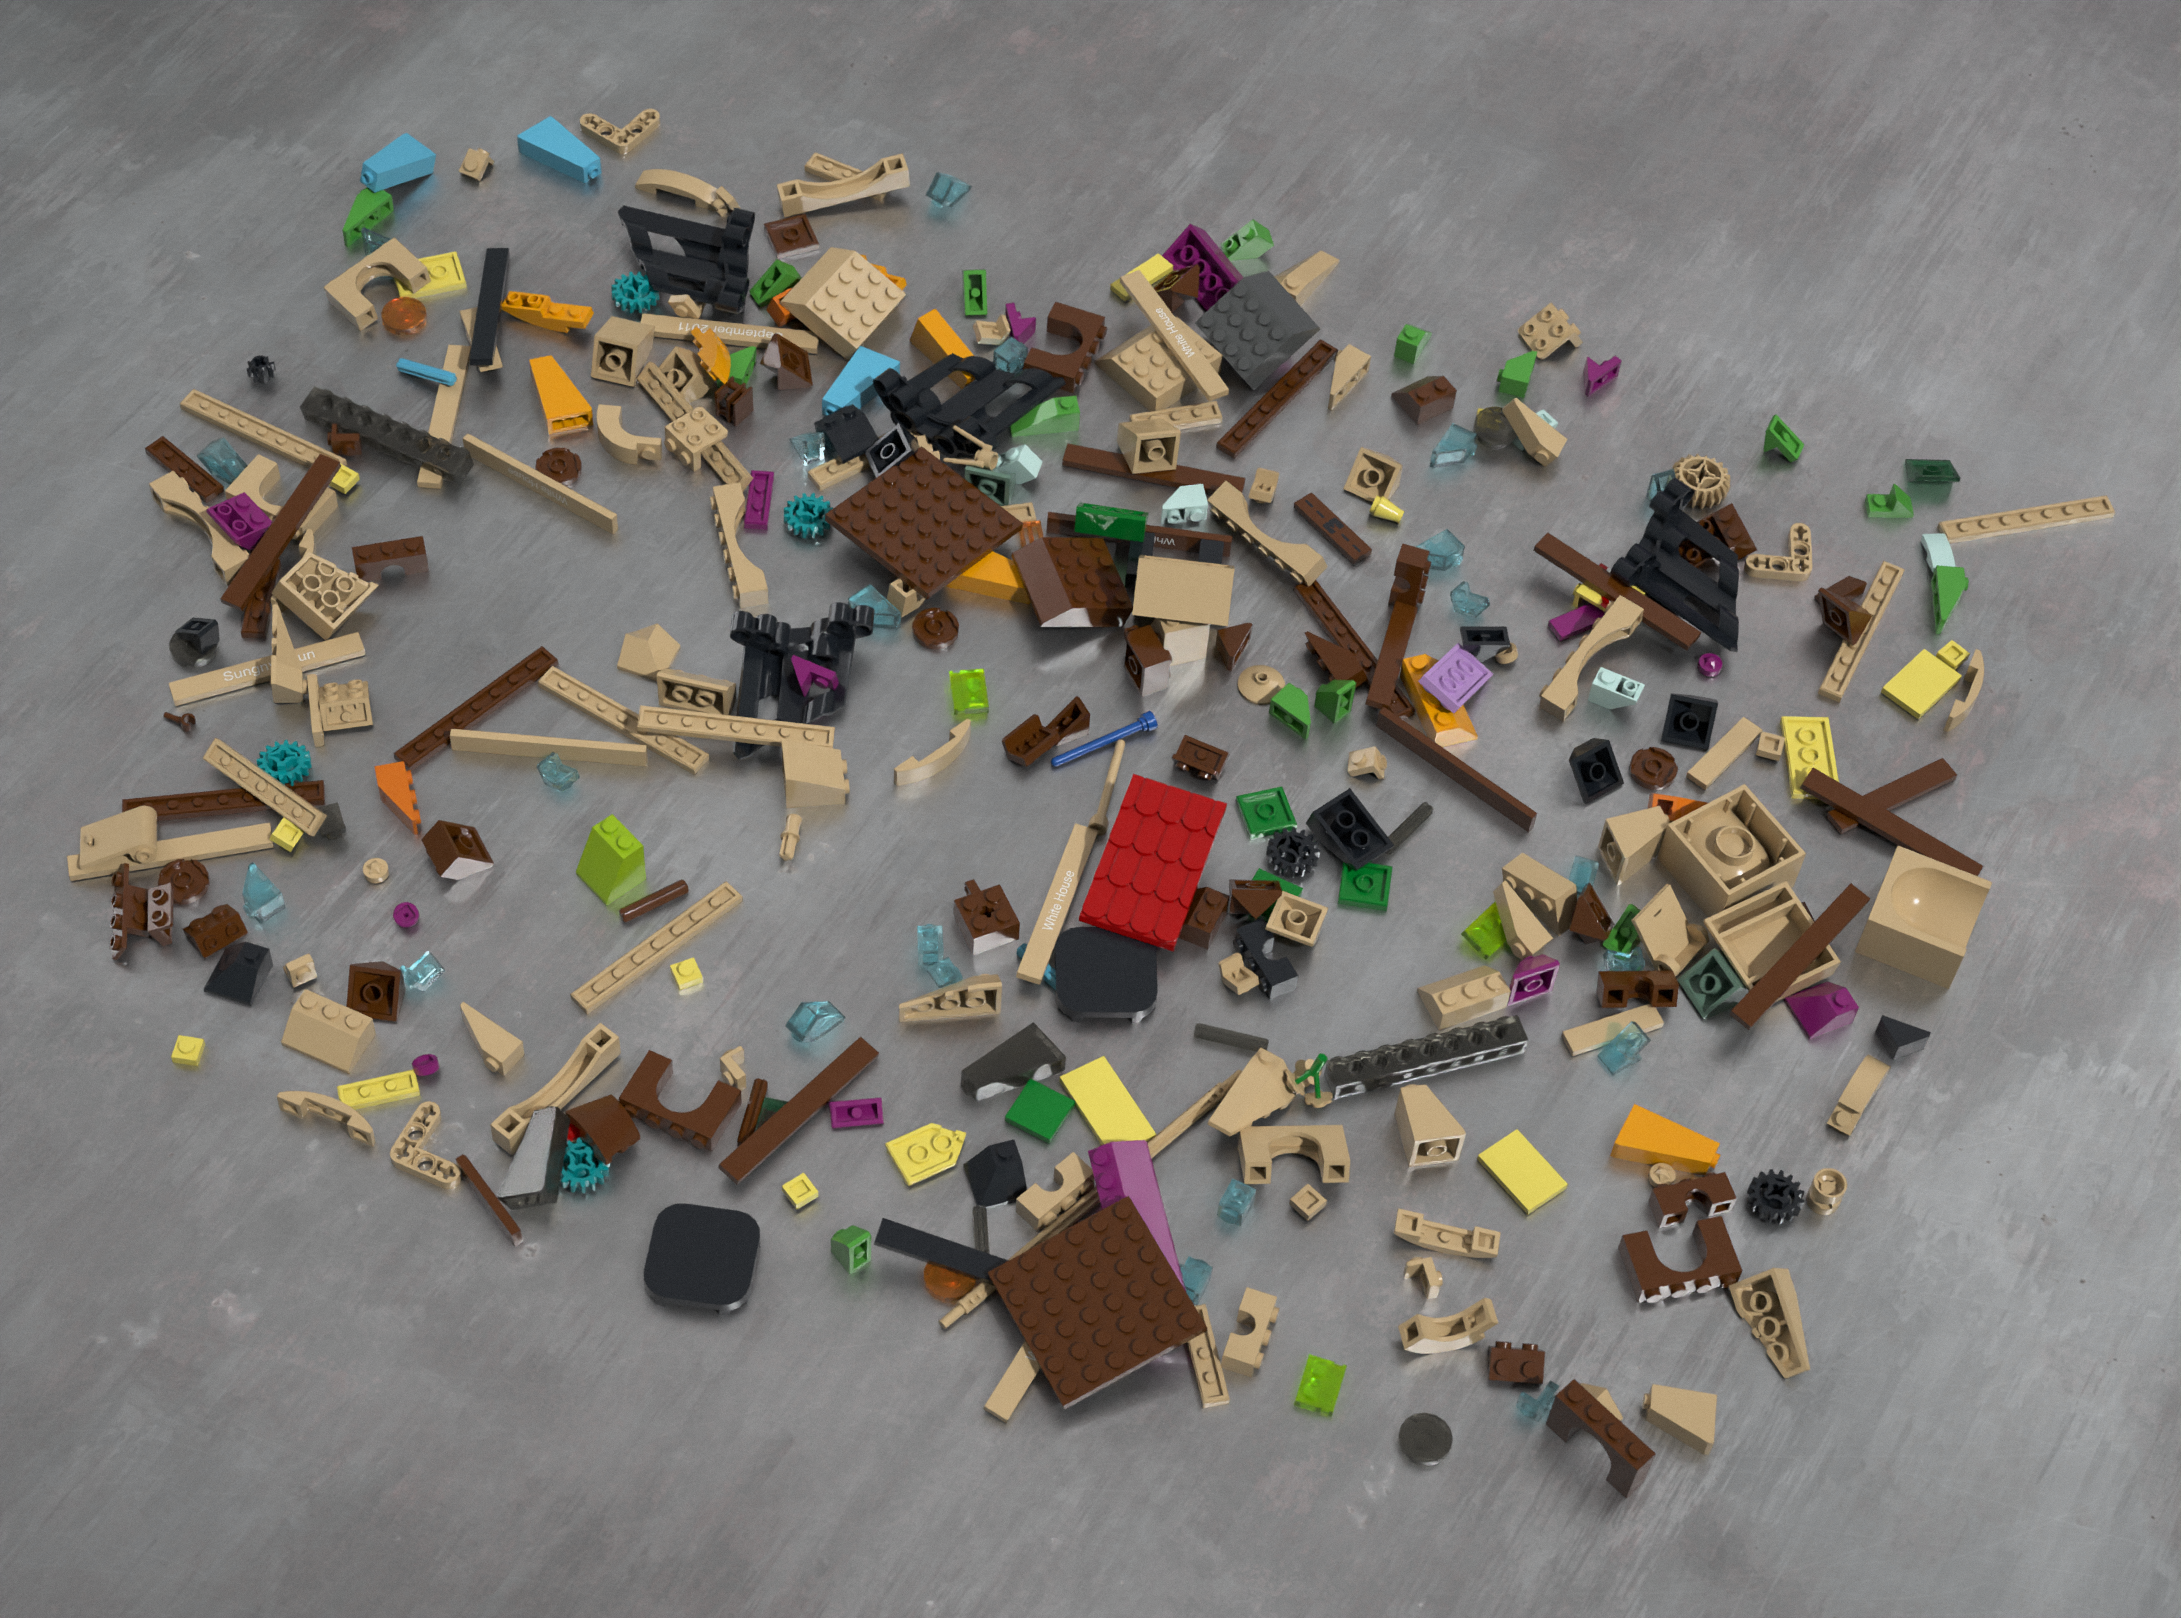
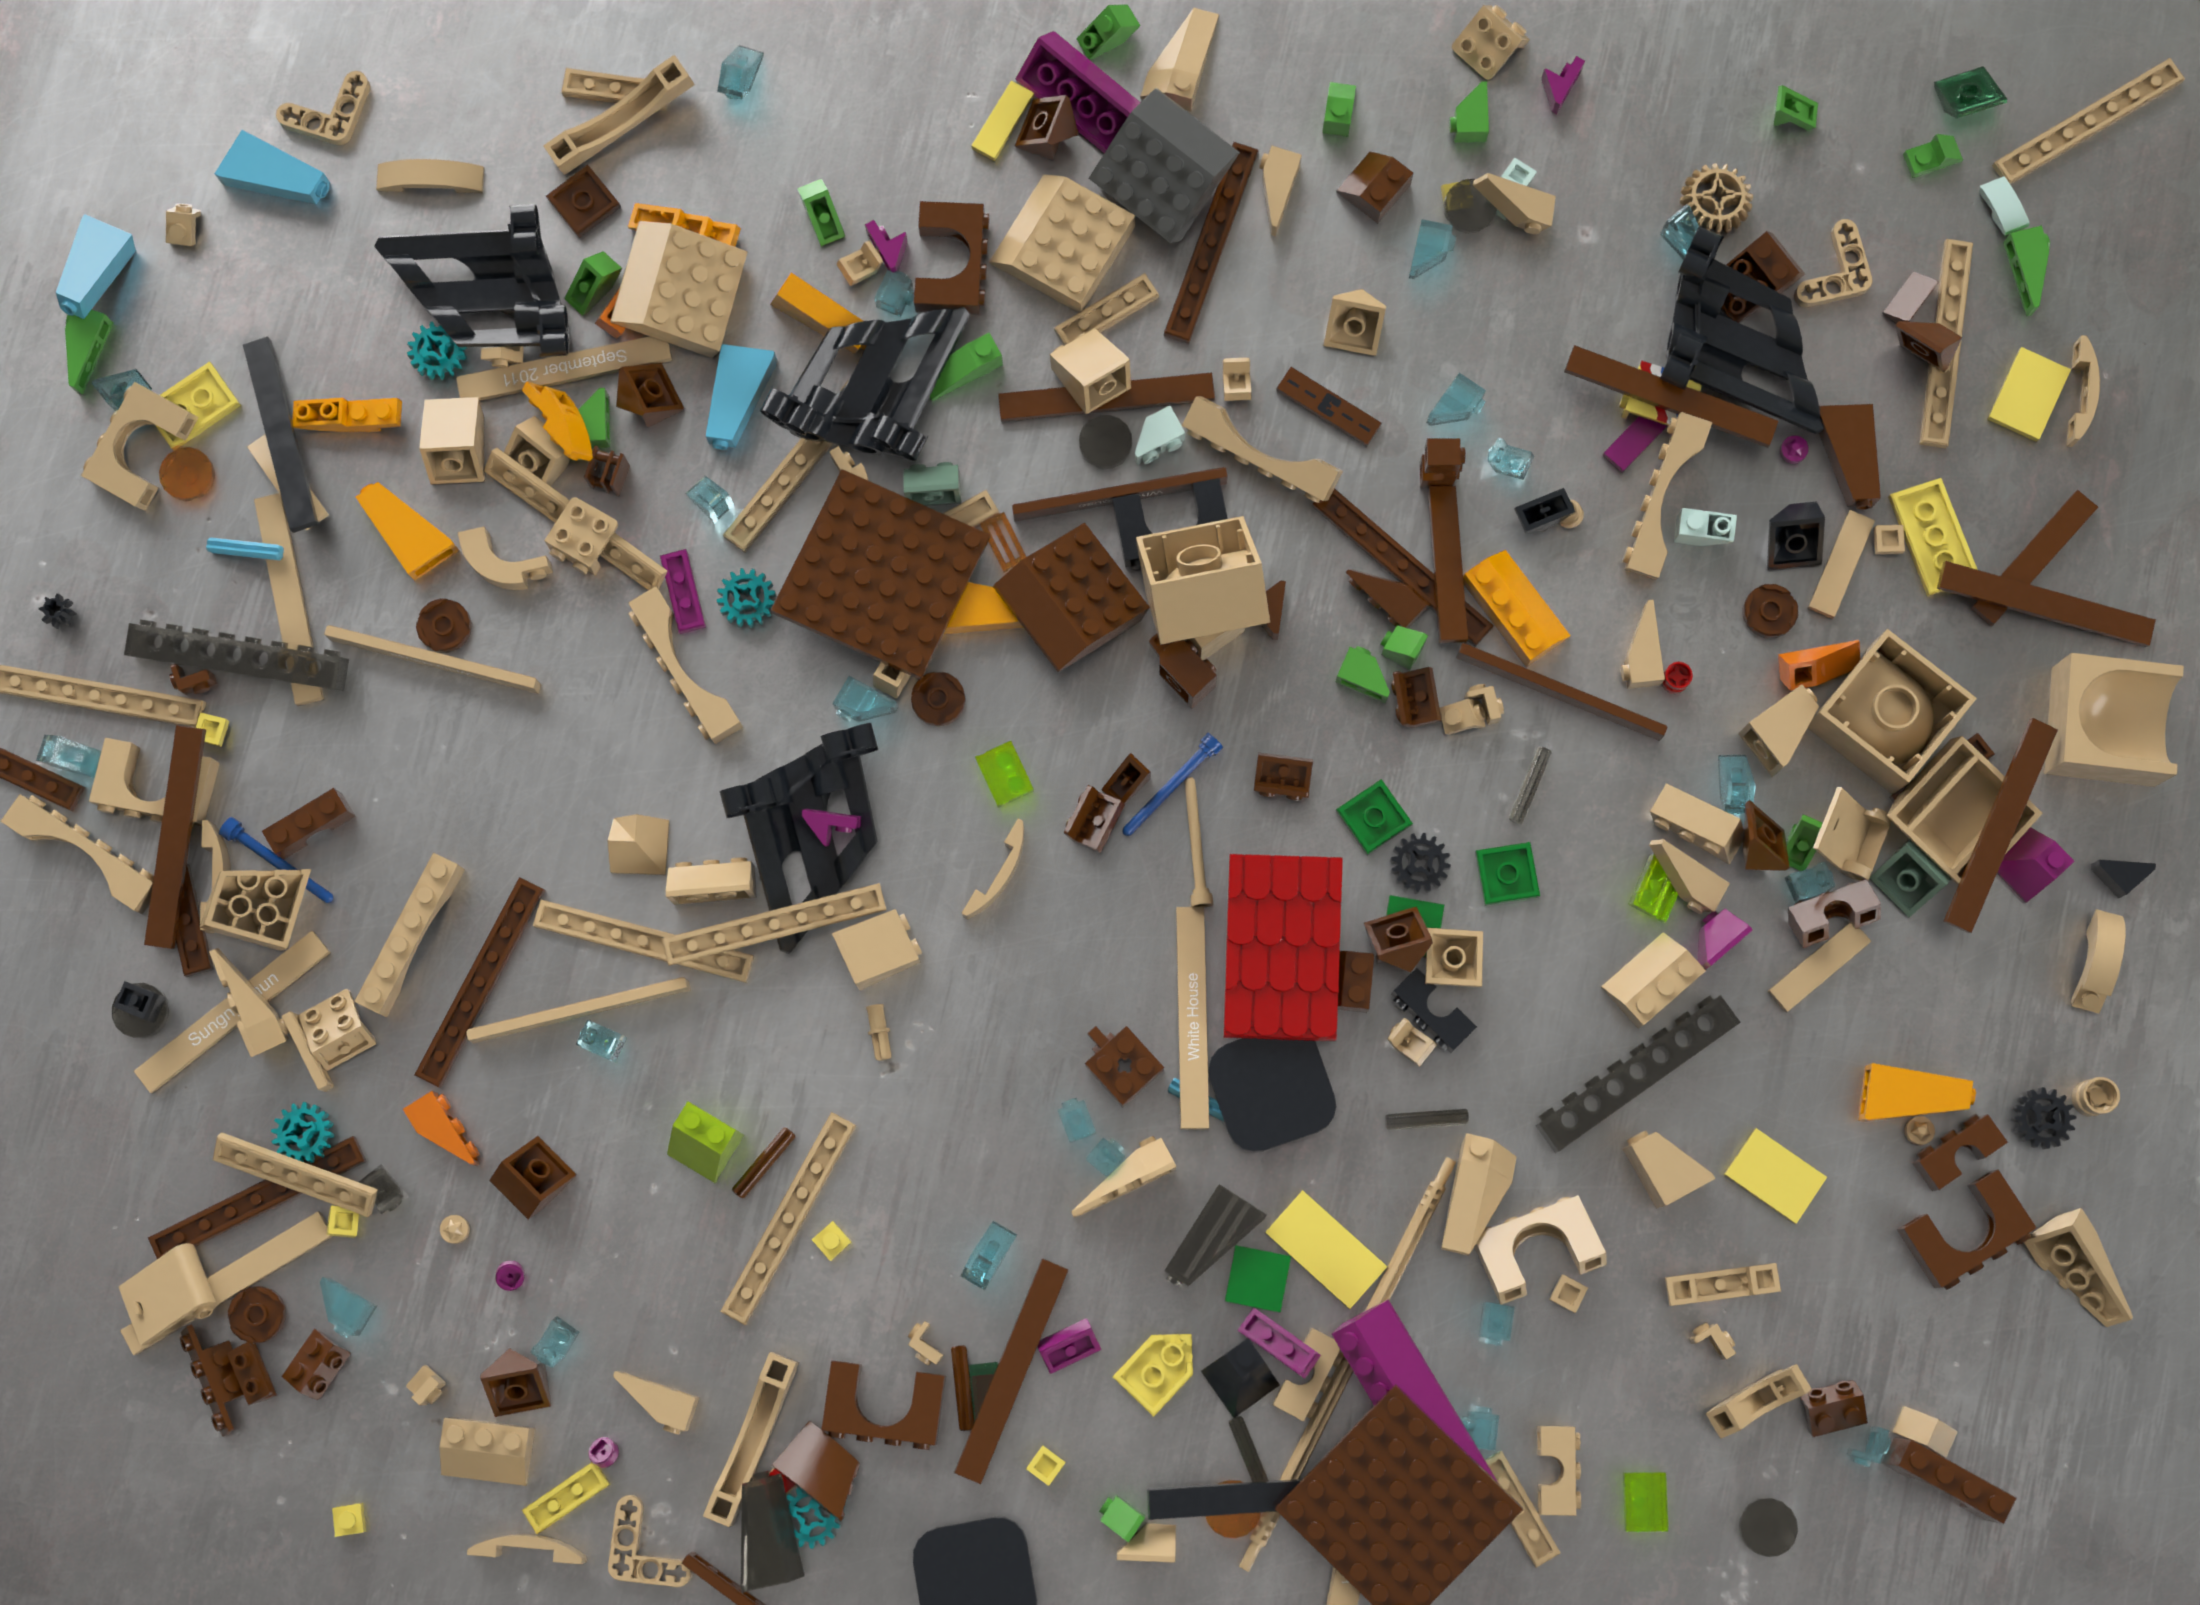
camera: 10 degrees left, 25 degrees up
(182, 720) = (164, 1111): reddish brown hand -> none
(240, 973) = (363, 1411): black slope -> none
(241, 520) = (123, 839): magenta slope -> none
(328, 549) = (233, 830): none -> blue piece
(402, 677) = (391, 966): none -> tan arch
(725, 202) = (491, 181): tan tile -> none
(846, 433) = (750, 473): black slope -> none
(863, 1274) = (1150, 1543): none -> tan slope
(891, 449) = (811, 485): black slope -> none
(983, 458) = (919, 466): tan plant -> none
(1020, 461) = (953, 446): light aqua slope -> none
(1042, 1156) = (1279, 1343): none -> magenta tile
(1111, 522) = (1087, 496): green slope -> none
(1142, 496) = (1105, 441): none -> clear smoke tile
(1174, 335) = (1073, 211): tan tile -> none
(1260, 691) = (1315, 660): tan dish -> none
(1308, 1073) = (1520, 1138): tan plant -> none
(1331, 738) = (1416, 697): none -> reddish brown bracket
(1349, 830) = (1474, 818): black slope -> none
(1386, 509) = (1378, 361): light yellow cone -> none
(1391, 753) = (1492, 705): none -> tan bracket
(1455, 678) = (1530, 580): lavender plate -> none
(1533, 763) = (1644, 660): none -> tan slope
(1557, 787) = (1680, 674): none -> red wheel
(1595, 769) = (1709, 639): black slope -> none
(1624, 1048) = (1840, 992): clear light blue slope -> none
(1683, 1415) = (2020, 1411): tan slope -> none
(1757, 675) = (1852, 452): none -> reddish brown slope
(1953, 655) = (2054, 345): light yellow plate -> none

